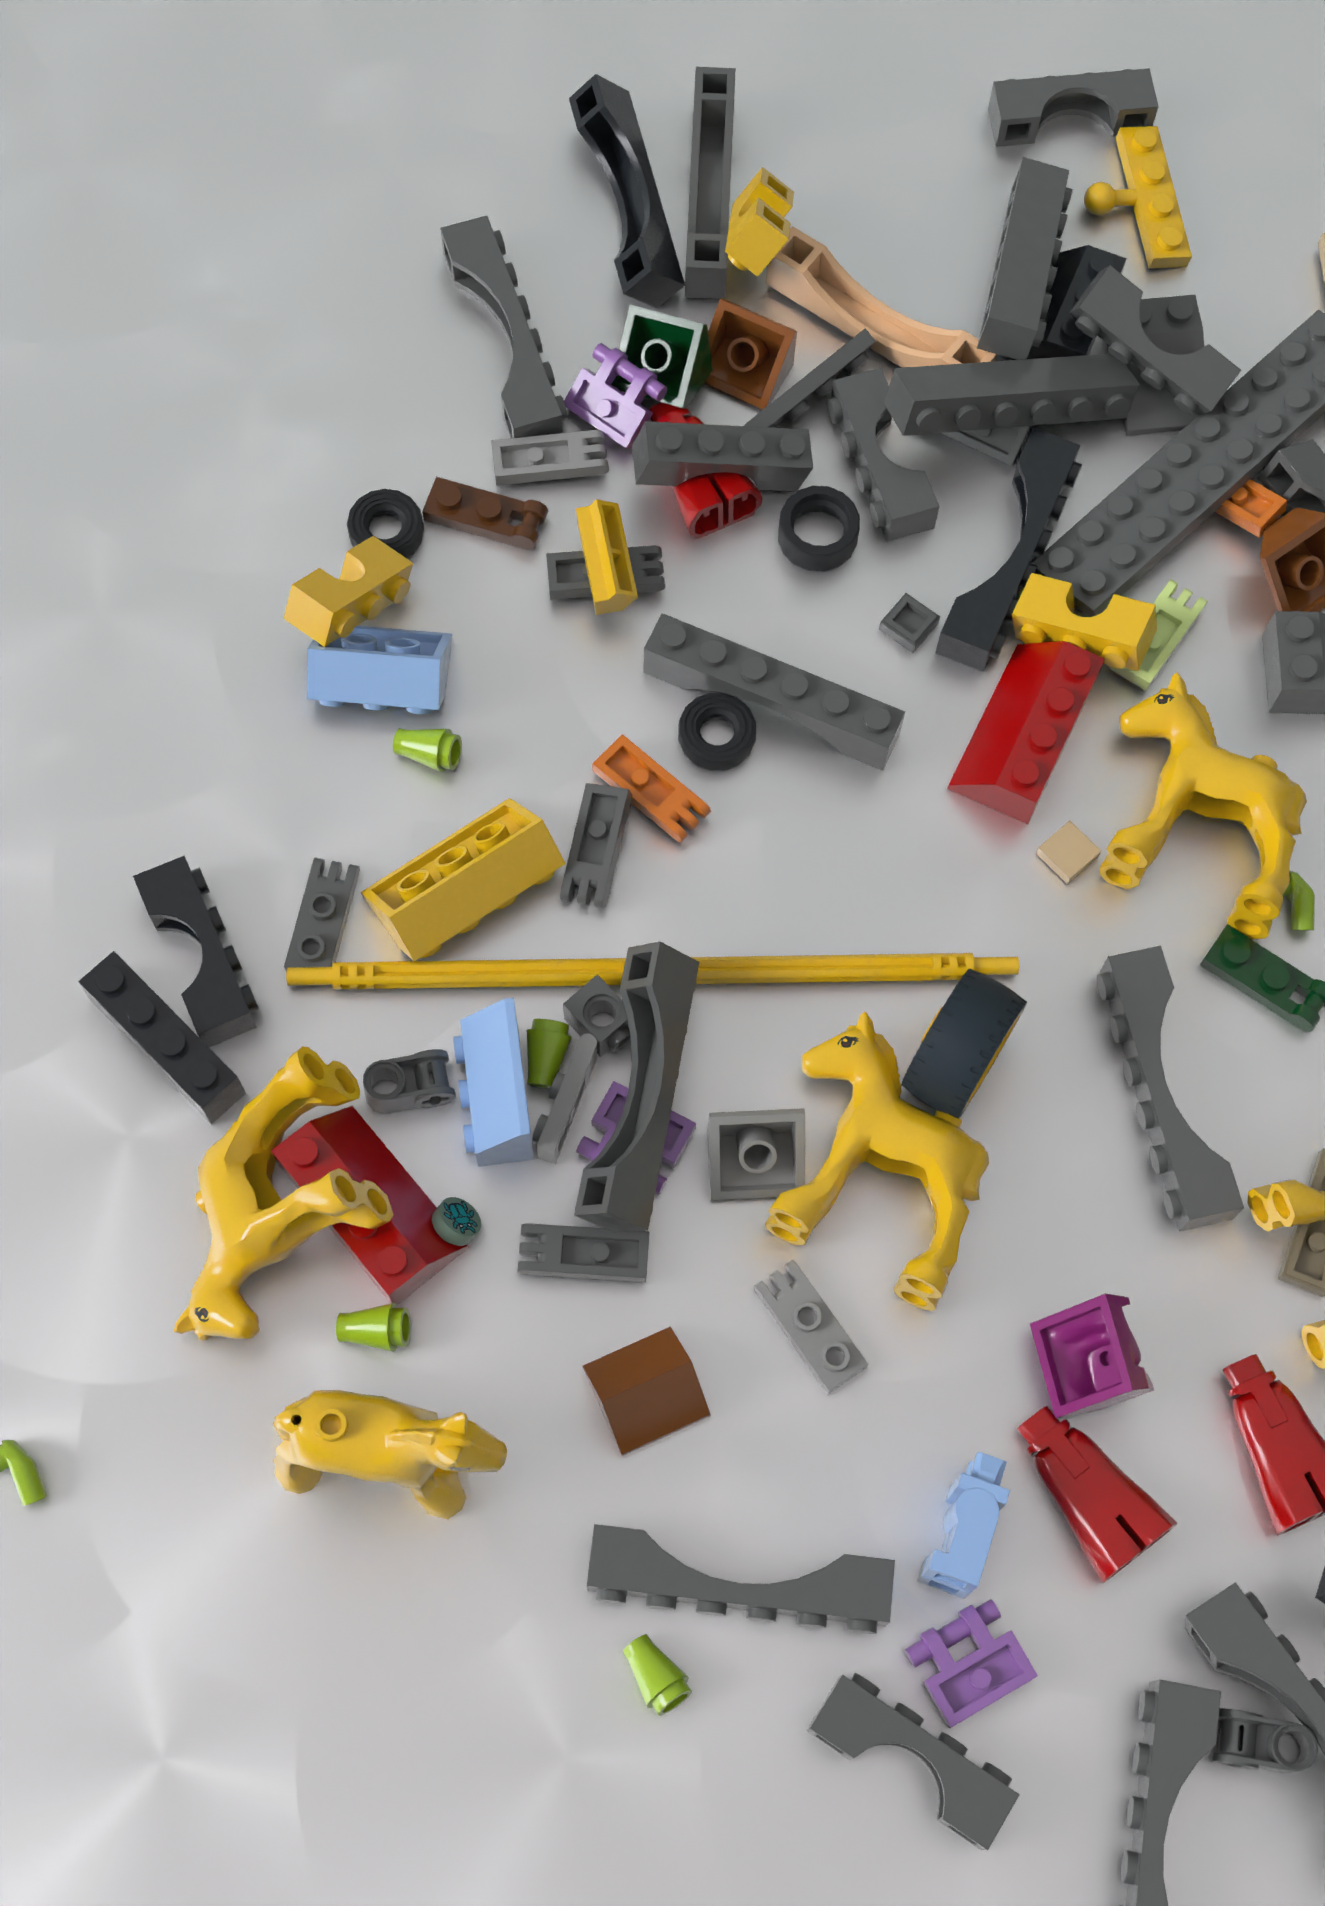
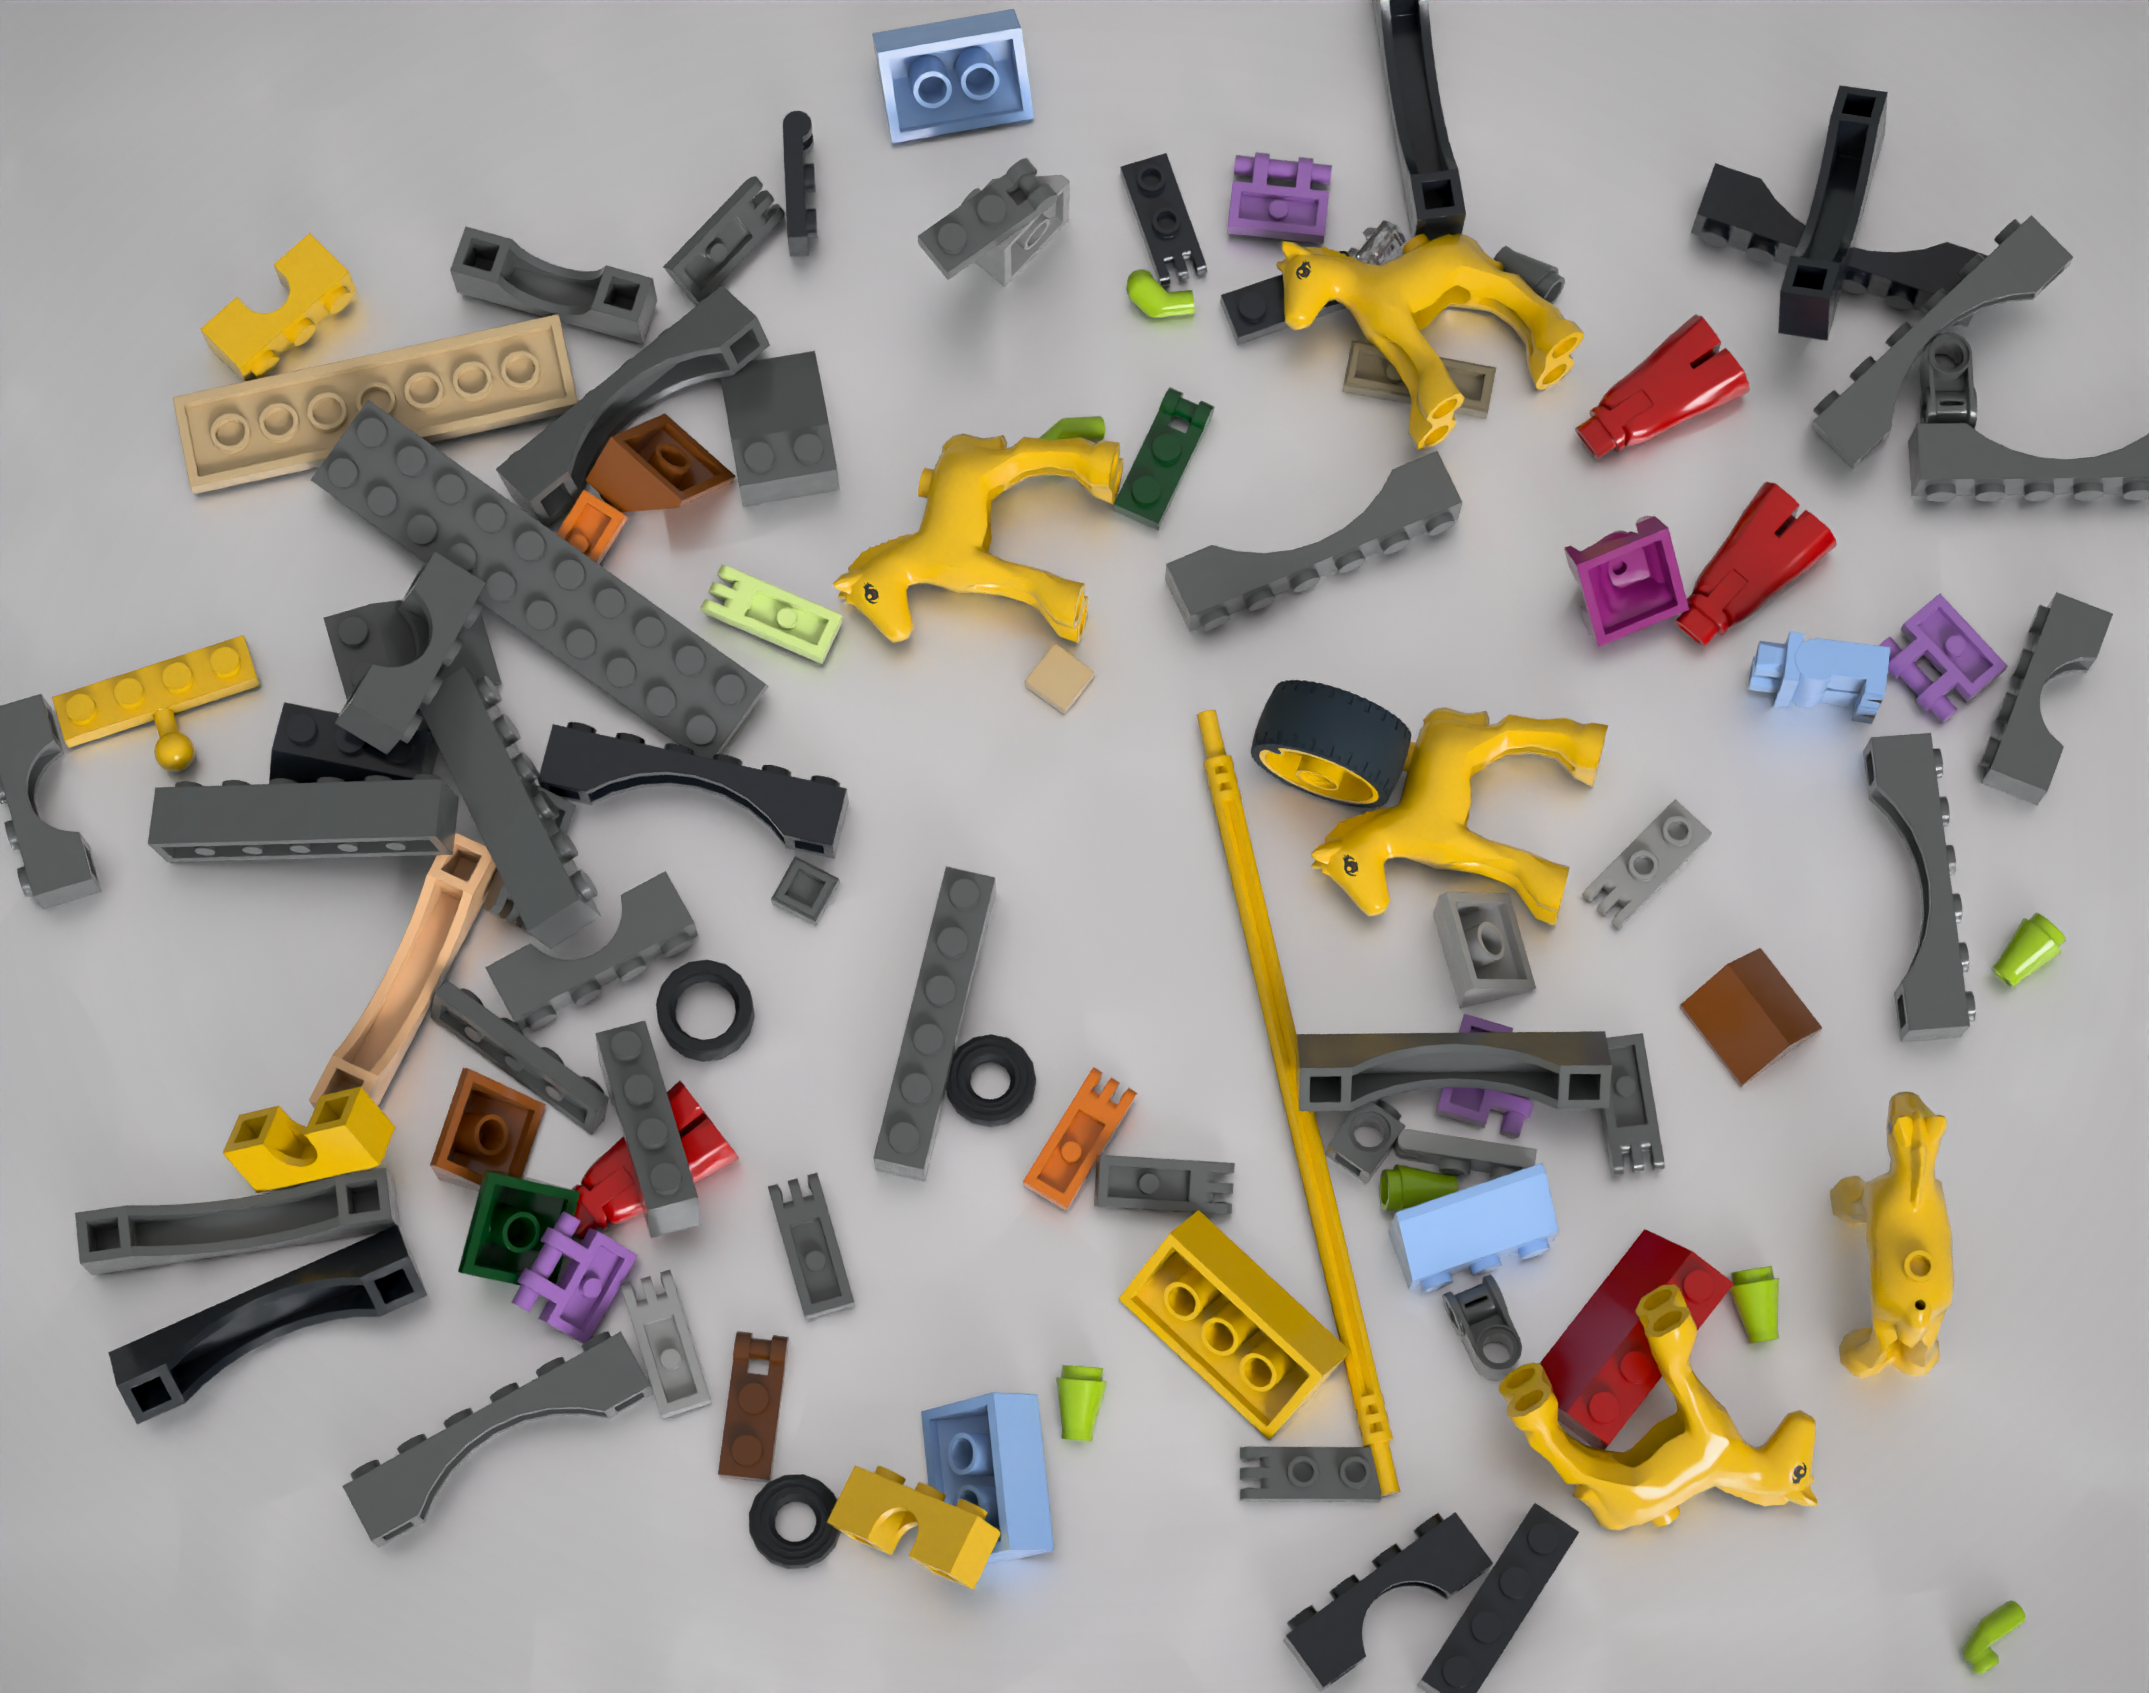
camera: 100 degrees left, 5 degrees up
(456, 1221) = (1626, 1243): sand green tile -> none
(606, 556) = (805, 1239): yellow piece -> none
(1026, 727) = (920, 740): red slope -> none
(1117, 634) = (803, 651): yellow arch -> none

